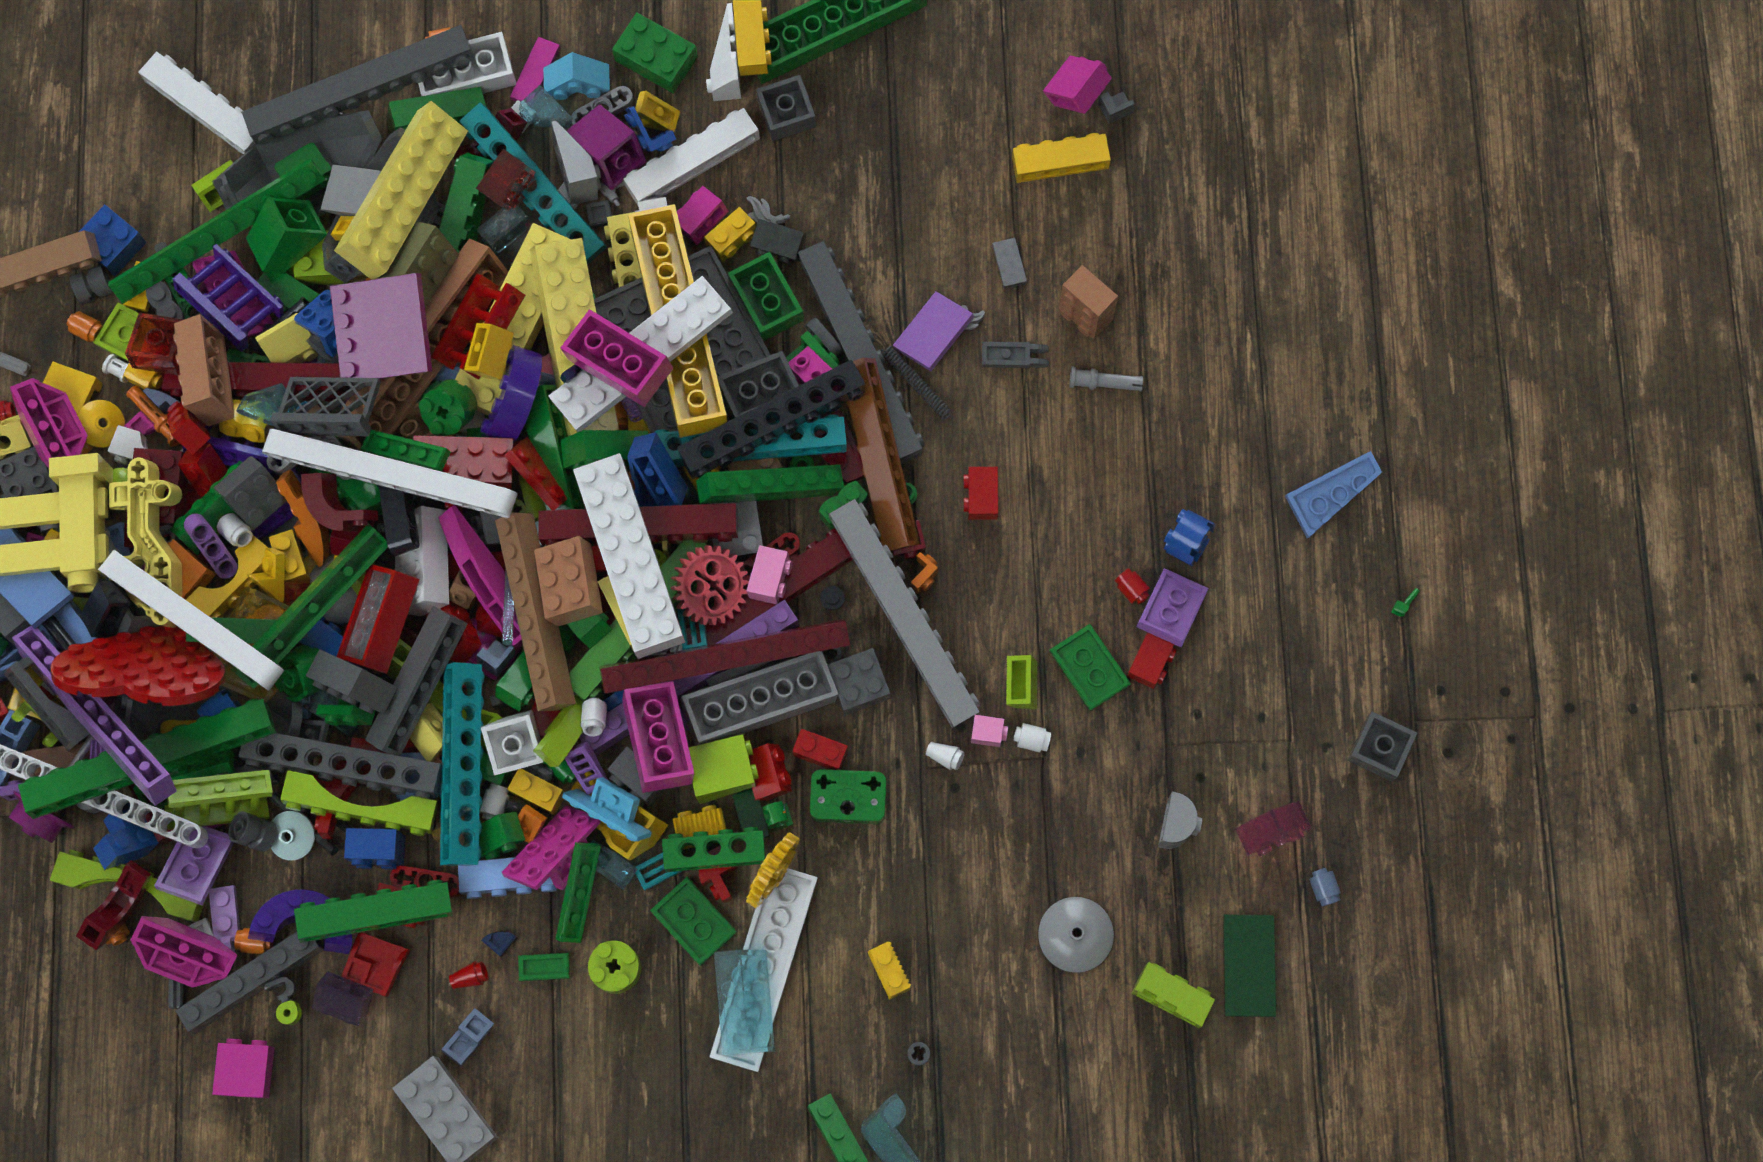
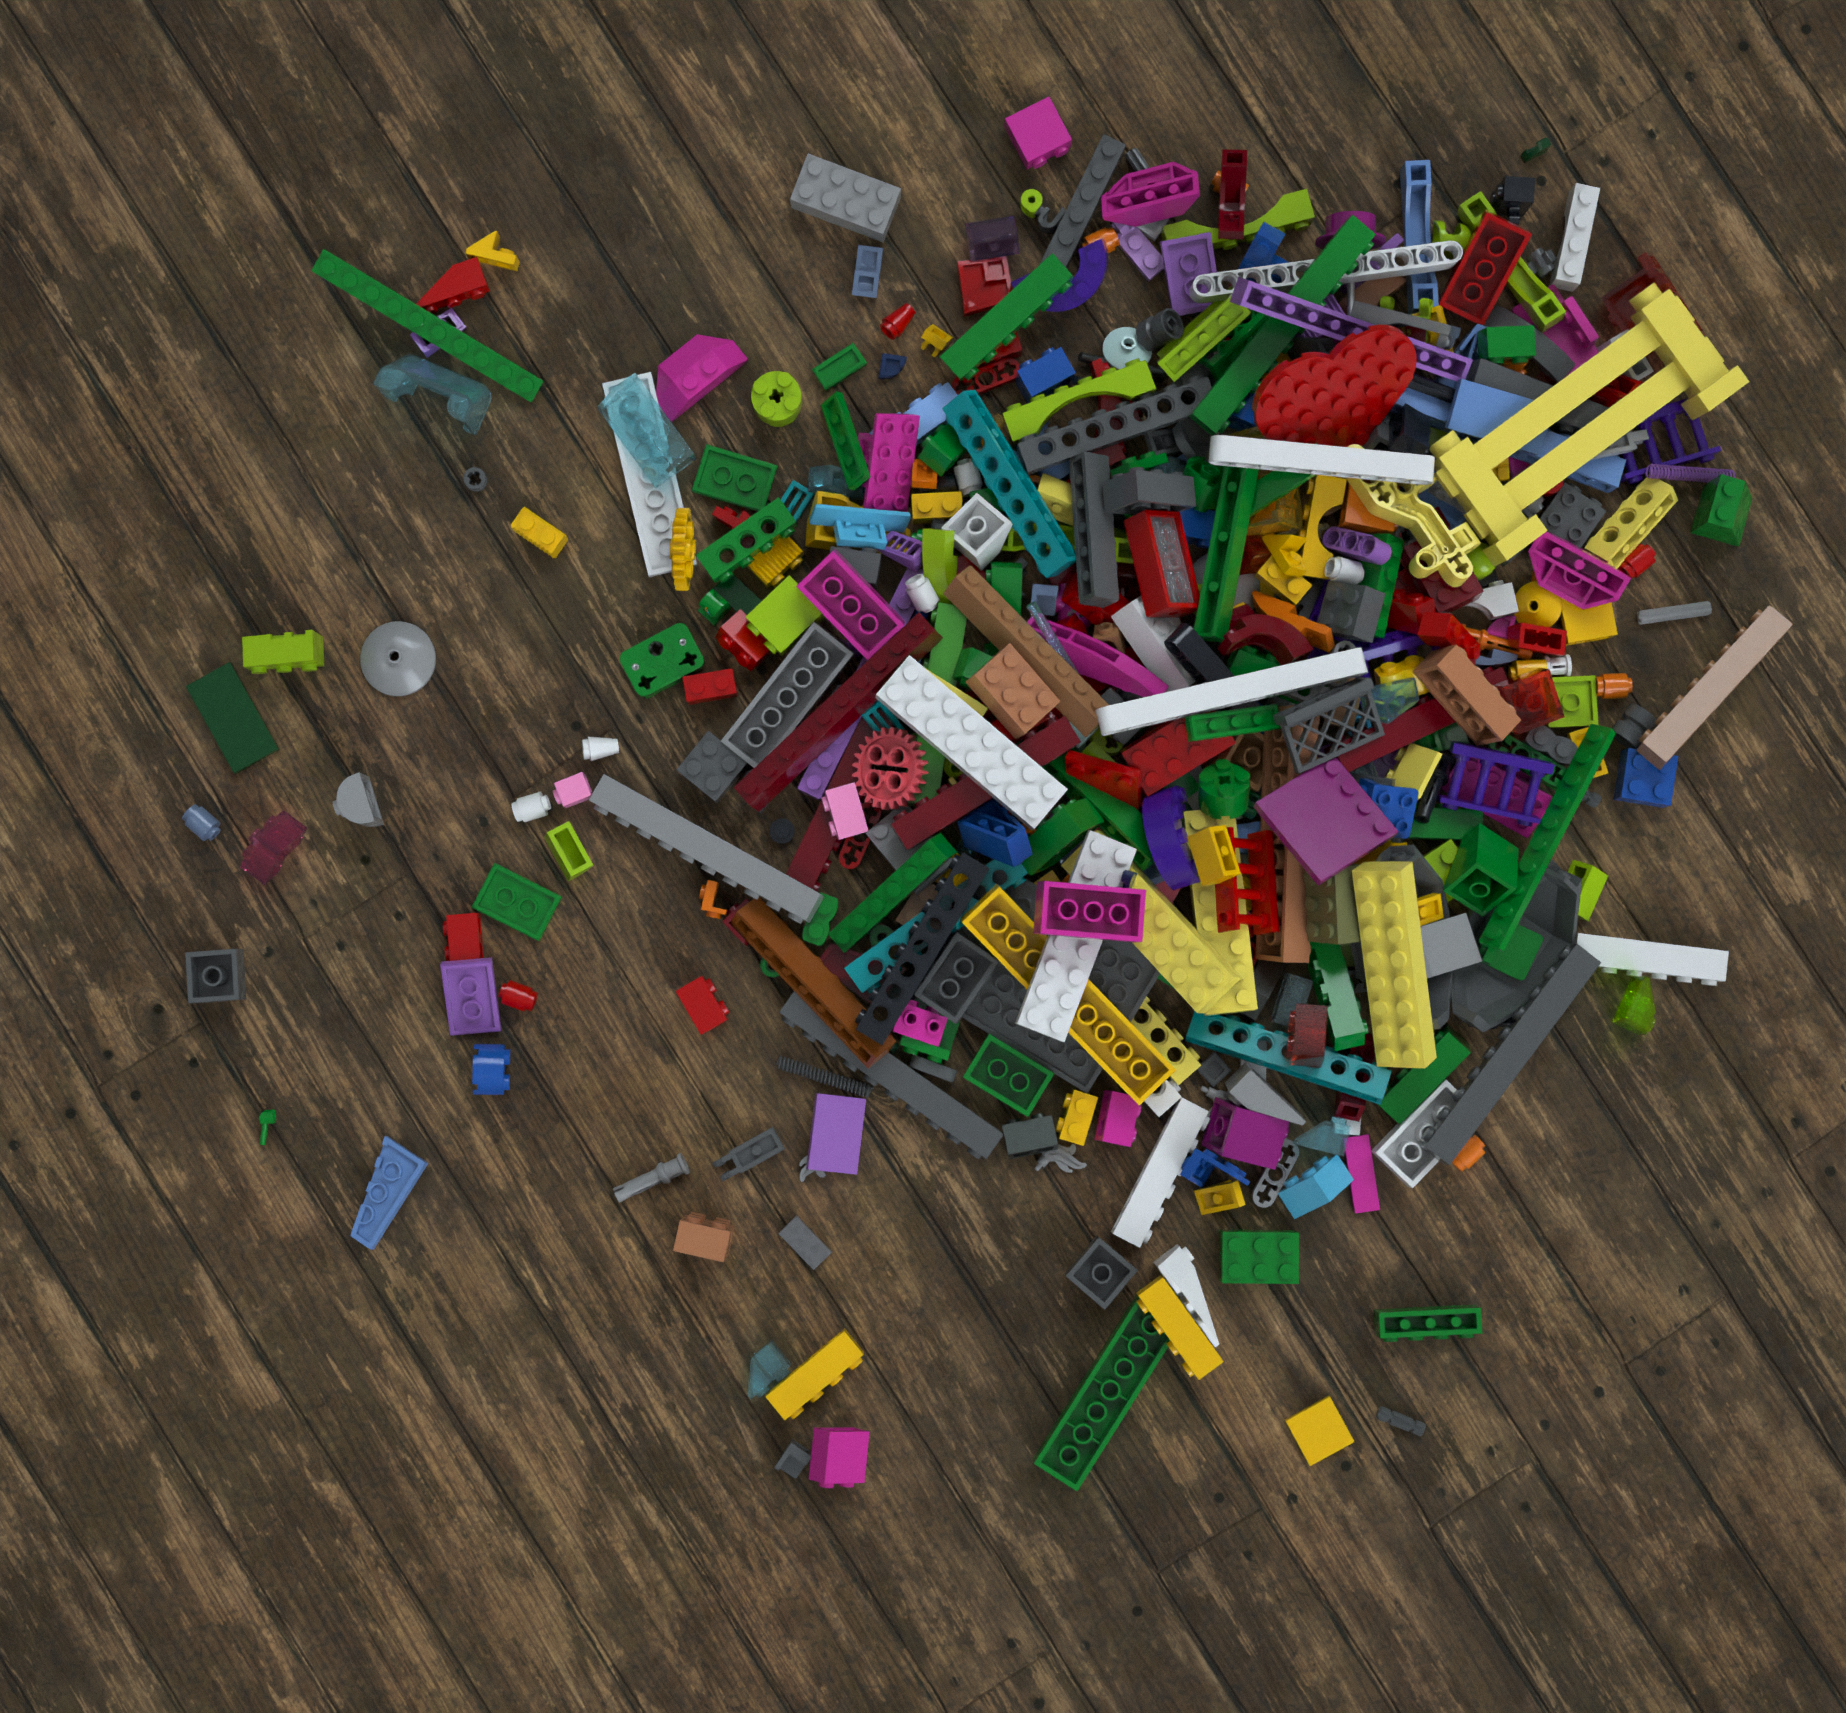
camera: 140 degrees right, 10 degrees up
(119, 394) = (1537, 638): none -> red brick
(238, 73) = (1636, 1007): none -> clear neon green slope
(445, 941) = (936, 337): none -> yellow tile
(670, 1035) = (695, 372): none -> dark pink wedge
(1098, 183) = (765, 1367): none -> clear light blue slope

